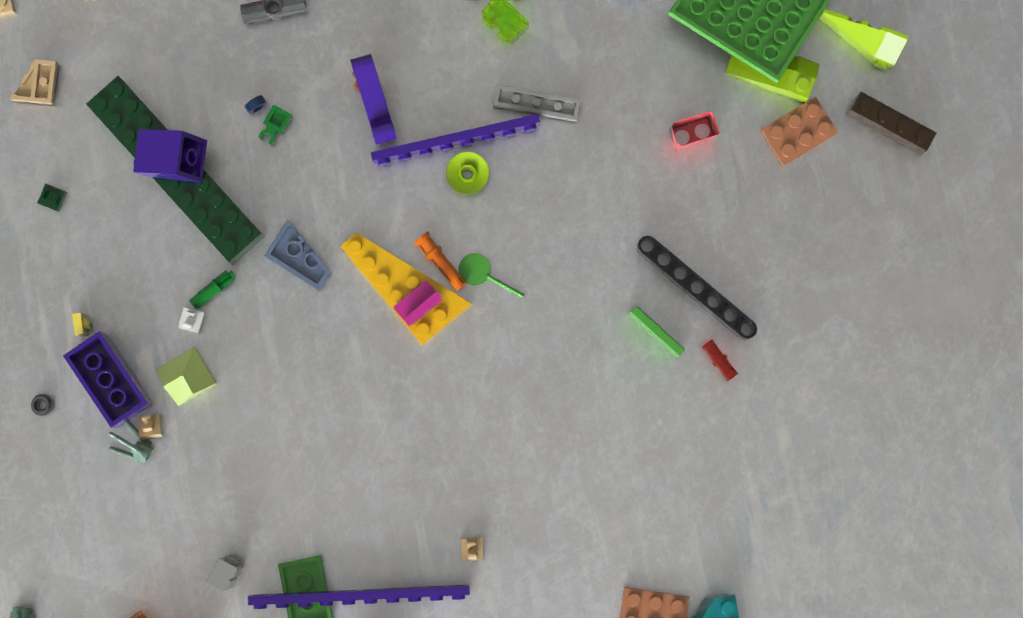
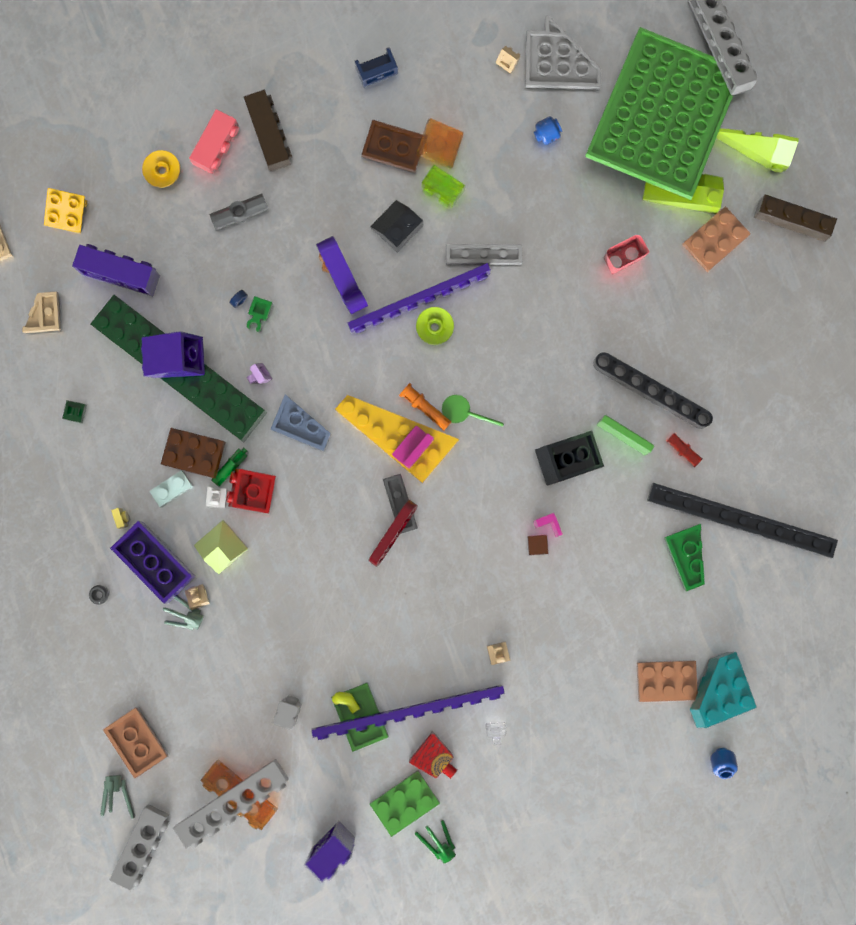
camera: 10 degrees left, 0 degrees up
(53, 575) = (135, 742): none -> nougat plate
(126, 49) = (116, 270): none -> dark purple brick
(143, 302) = (171, 488): none -> light aqua plate
(174, 266) = (193, 453): none -> reddish brown plate
(230, 320) = (250, 490): none -> red plate
(263, 192) = (259, 374): none -> lavender tile
(294, 569) = (346, 699): none -> neon yellow arm
(378, 395) = (393, 533): none -> dark red beam
(393, 363) = (398, 497): none -> dark grey tile
(446, 54) = (397, 225): none -> black slope
(537, 436) = (537, 545): none -> reddish brown tile
(552, 410) = (551, 518): none -> dark pink panel
(590, 346) = (569, 458): none -> black slope
(701, 477) = (687, 556): none -> green wing
(770, 450) = (742, 520): none -> black plate

